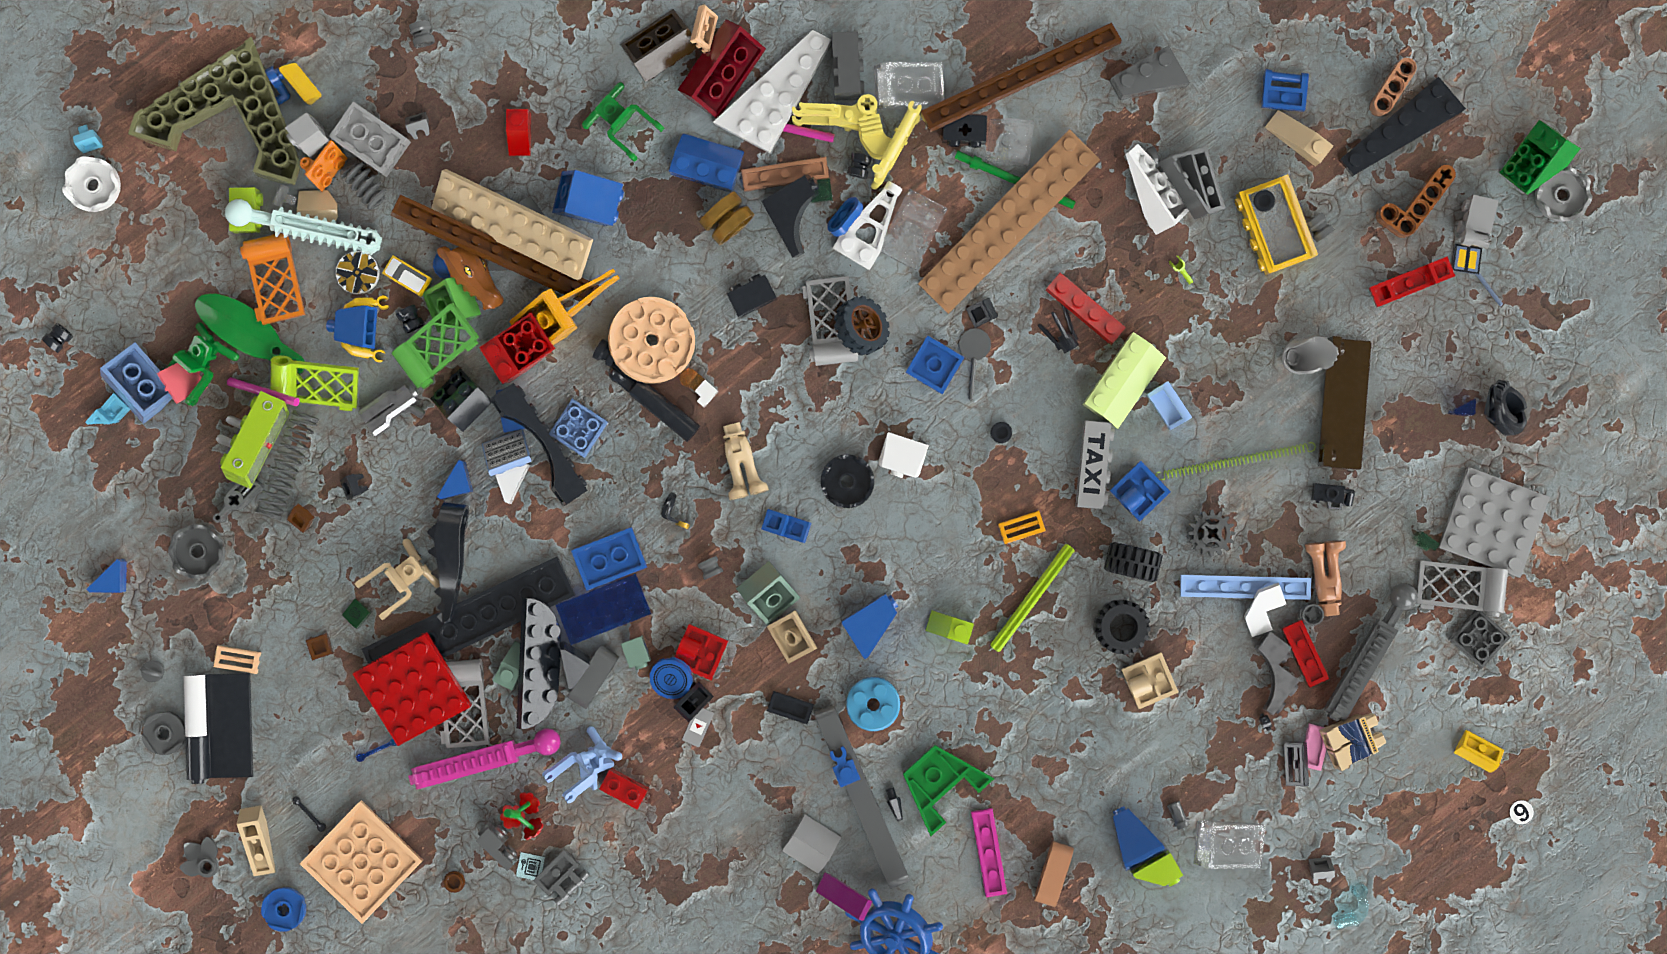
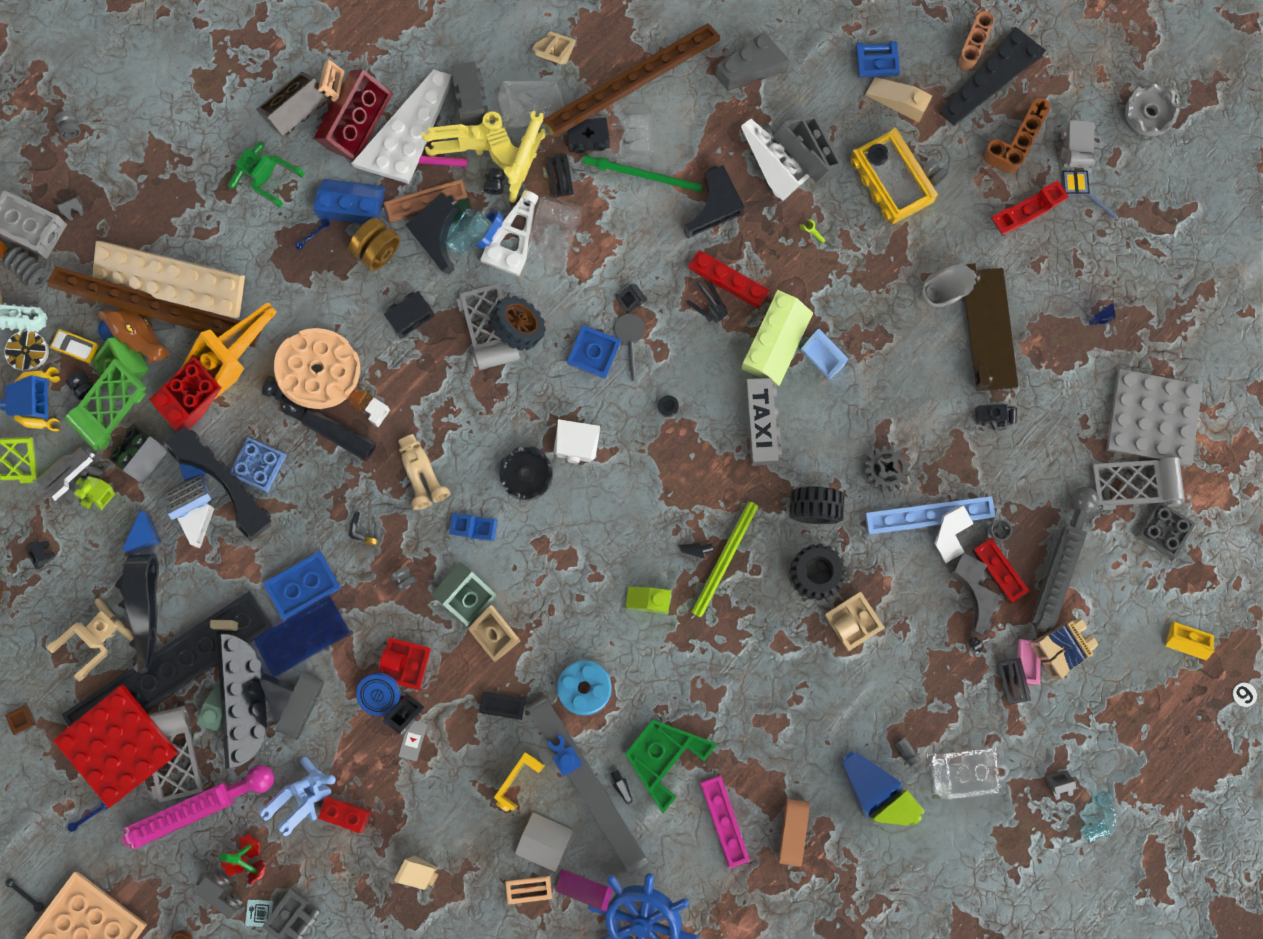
camera: 10 degrees left, 10 degrees down
(356, 613) = (55, 680): dark green slope -> none
(414, 431) = (96, 492): none -> lime piece
(518, 132) = (168, 198): red slope -> none
(529, 588) = (224, 625): none -> dark tan tile
(588, 198) = (241, 247): blue slope -> none
(636, 652) = (340, 674): sand green brick -> none
(677, 182) = (324, 224): none -> clear blue hinge
(688, 855) = (417, 873): none -> tan slope
(772, 877) = (509, 891): none -> light nougat tile
(808, 765) = (527, 759): none -> yellow panel
(825, 217) = (468, 231): none -> clear light blue slope
(870, 622) = (568, 606): blue slope -> none
(928, 150) = (557, 160): none -> black tile
(942, 25) = (554, 47): none -> tan slope
(1004, 532) = (687, 500): light orange tile -> none
(1005, 583) = (696, 549): none -> black bar
(1008, 221) = (642, 211): medium nougat plate -> none
(1092, 223) = (721, 205): none -> black arch
(1139, 491) = (810, 440): blue plate -> none
(1235, 460) = (900, 396): lime piece -> none
(1327, 587) = (1009, 502): nougat piece -> none
(1425, 542) = (1094, 444): clear green plate -> none
(1505, 408) = (1143, 308): black helmet -> none
(1539, 158) = (1124, 78): green slope -> none

